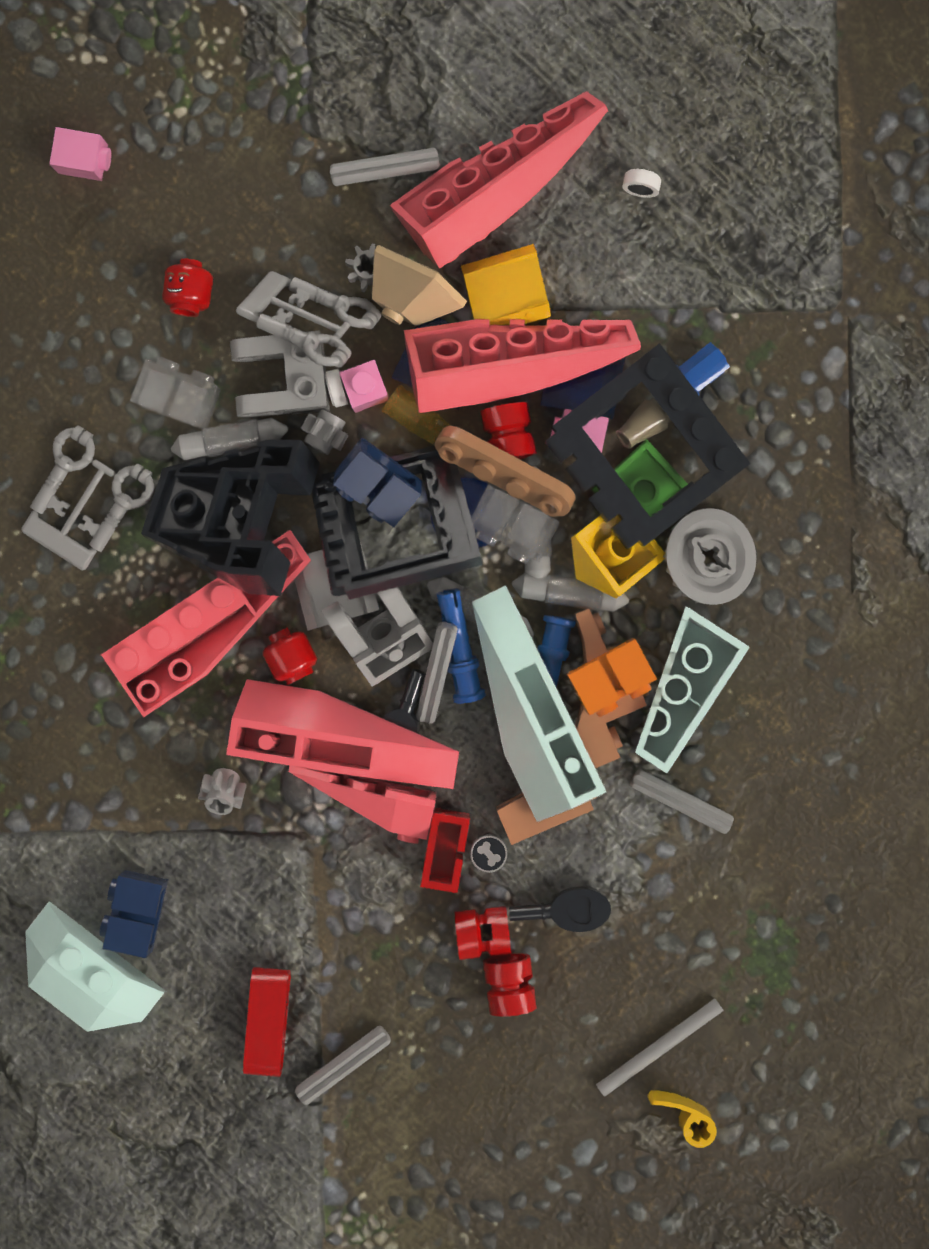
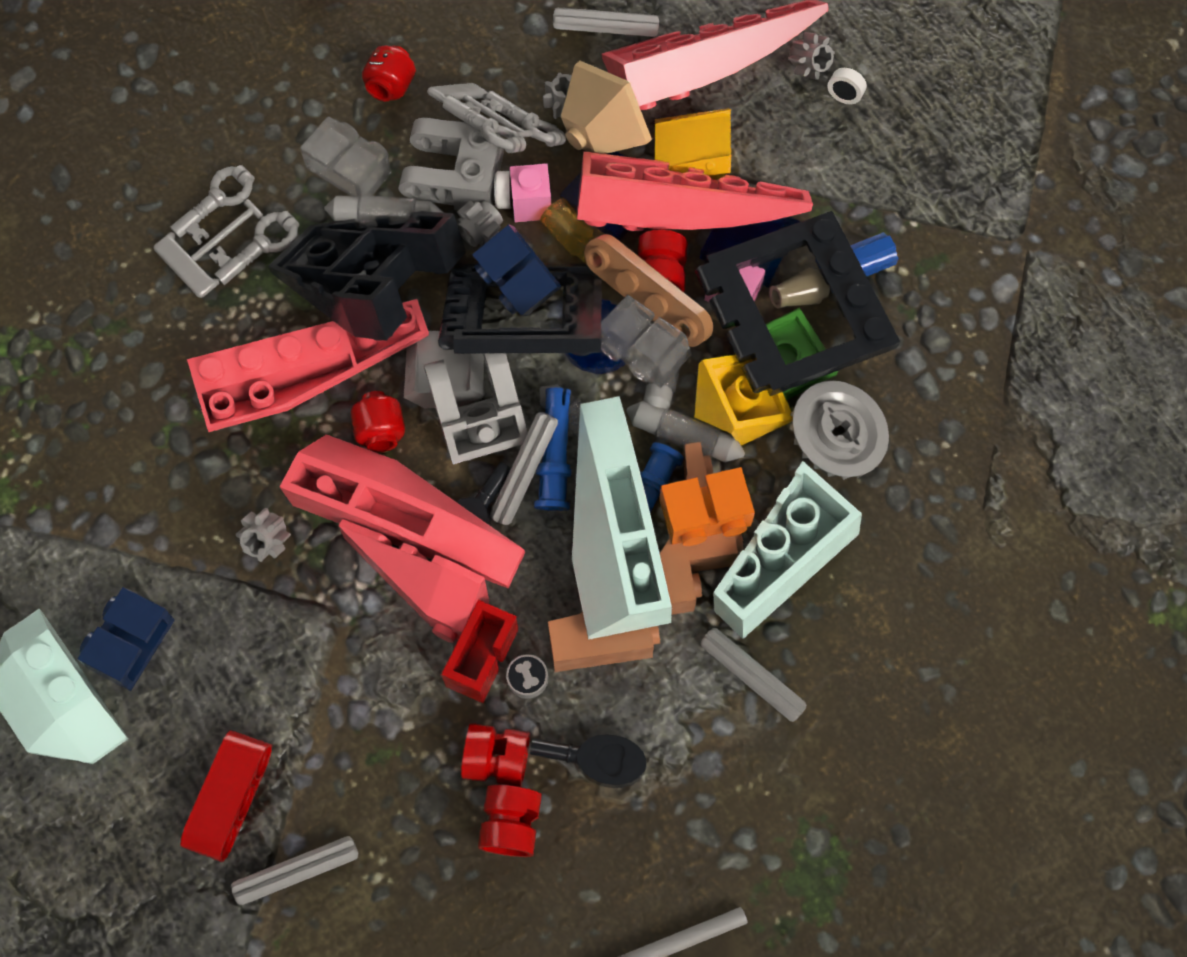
camera: 20 degrees right, 20 degrees down
(599, 159) = (811, 55): none -> light grey gear

